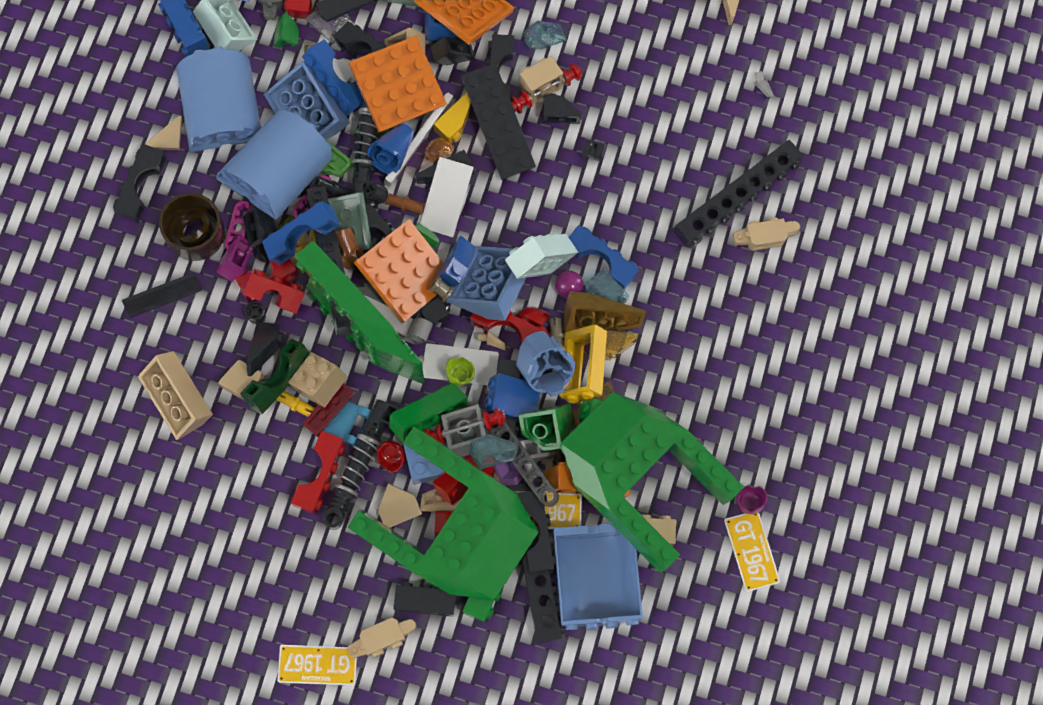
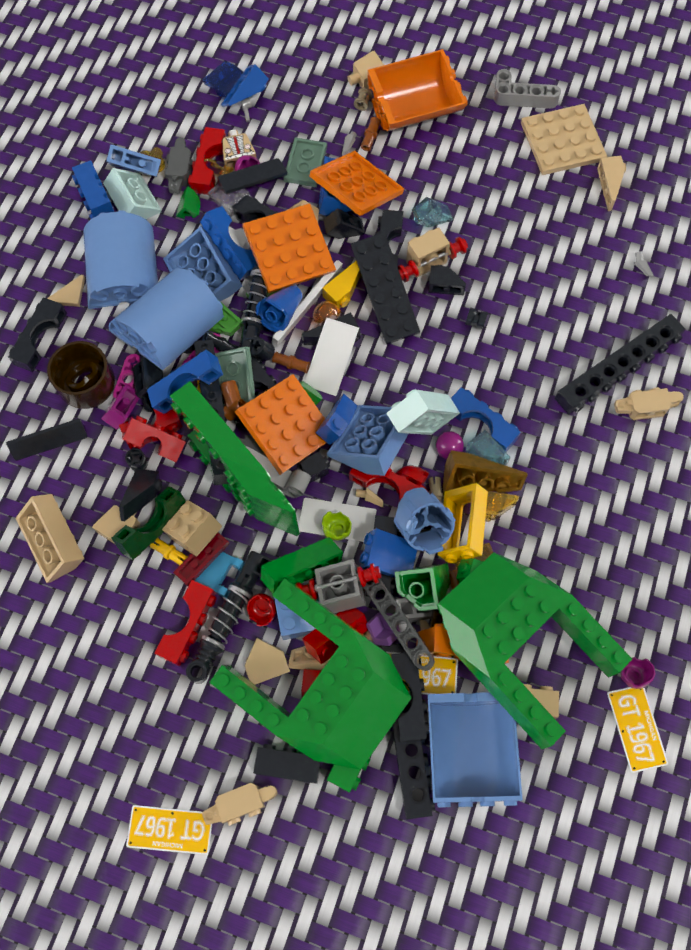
camera: 10 degrees right, 5 degrees down
(441, 288) = (321, 442): dark tan bush -> none
(491, 451) = (365, 608): clear light blue slope -> none

